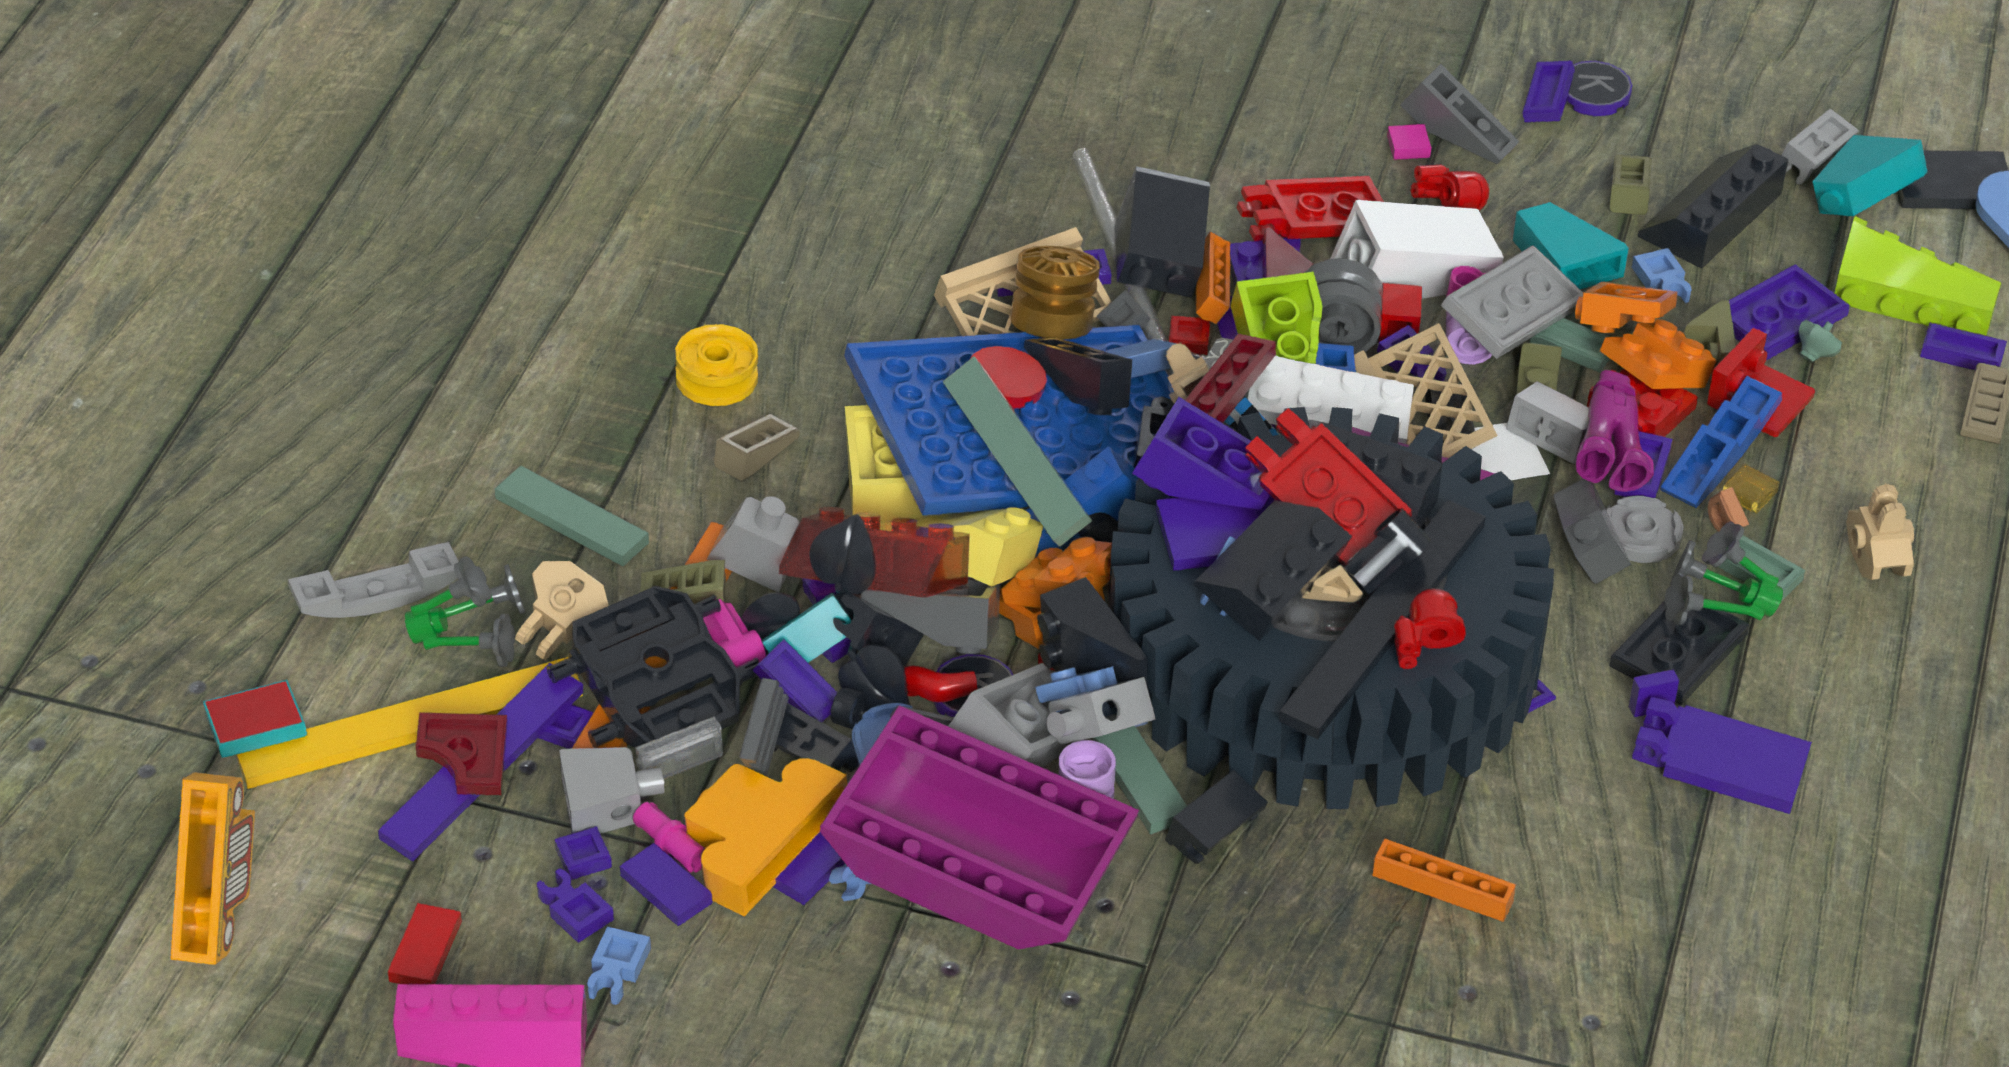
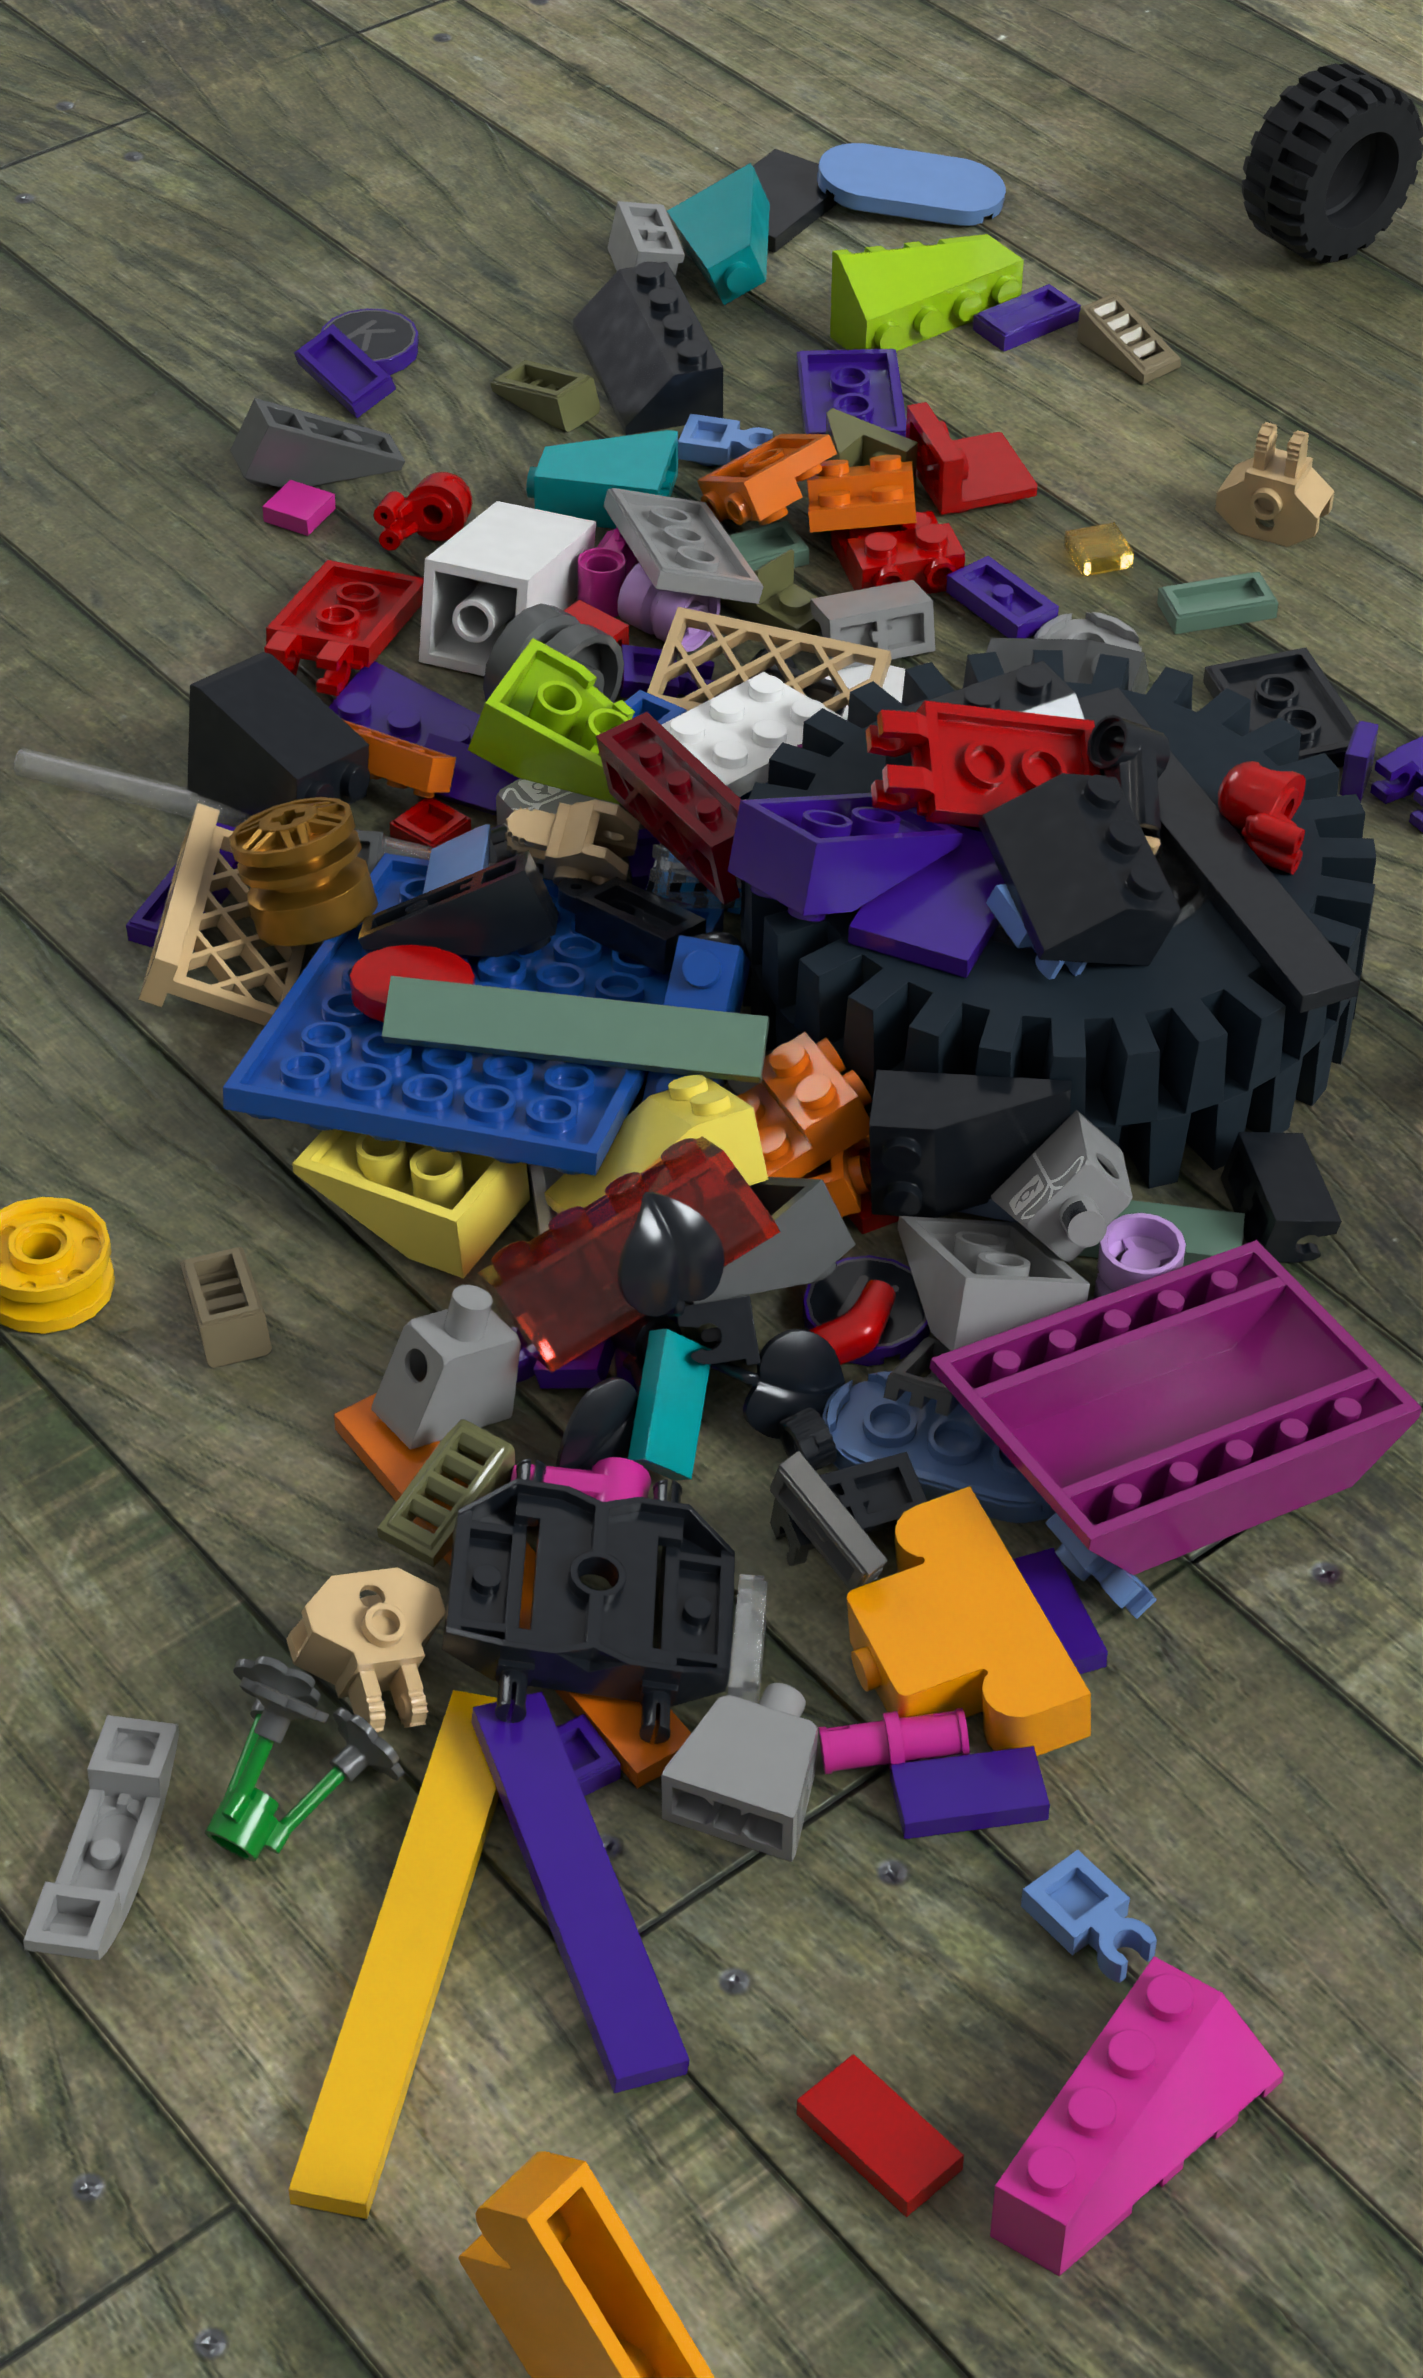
camera: 55 degrees left, 0 degrees up
(254, 718) = (250, 2132): red tile -> none
(467, 746) = (561, 1881): dark red tile -> none
(572, 515) = (167, 1559): sand green tile -> none
(575, 910) = (951, 1908): dark purple plate -> none
(583, 853) = (835, 1858): dark purple tile -> none
(800, 681) = (724, 1464): dark purple tile -> none
(1068, 683) = (998, 1193): medium blue plate -> none
(1281, 257) = (415, 688): tile -> none
(1613, 437) = (990, 593): magenta piece -> none
(1722, 442) = (1020, 527): blue slope -> none
(1726, 508) = (1134, 576): nougat tile -> none
(1759, 595) = (1256, 659): plant -> none
(1818, 341) = (935, 388): sand green piece -> none

